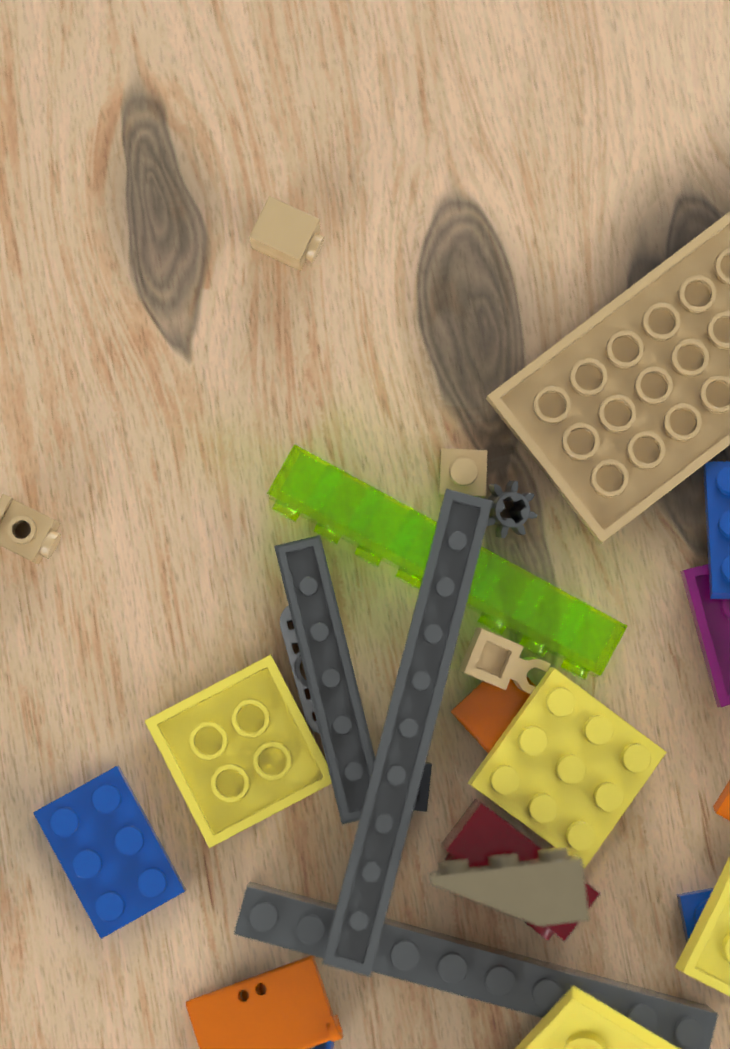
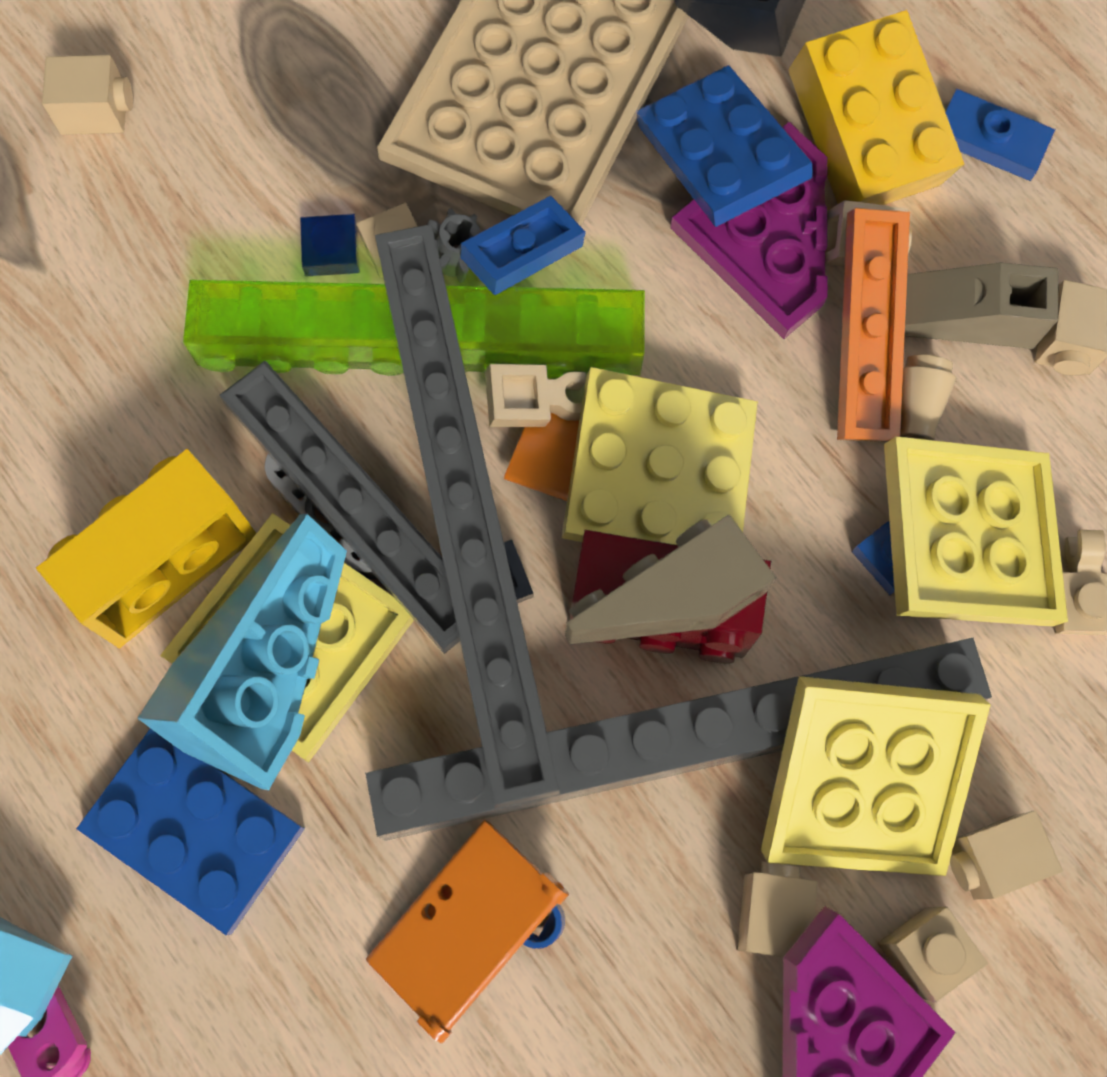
camera: 25 degrees left, 10 degrees down
(170, 642) = (147, 549): none -> yellow brick
(195, 771) = (245, 673): none -> medium azure wedge
(413, 453) = (329, 245): none -> clear blue plate
(555, 543) = (522, 245): none -> blue plate

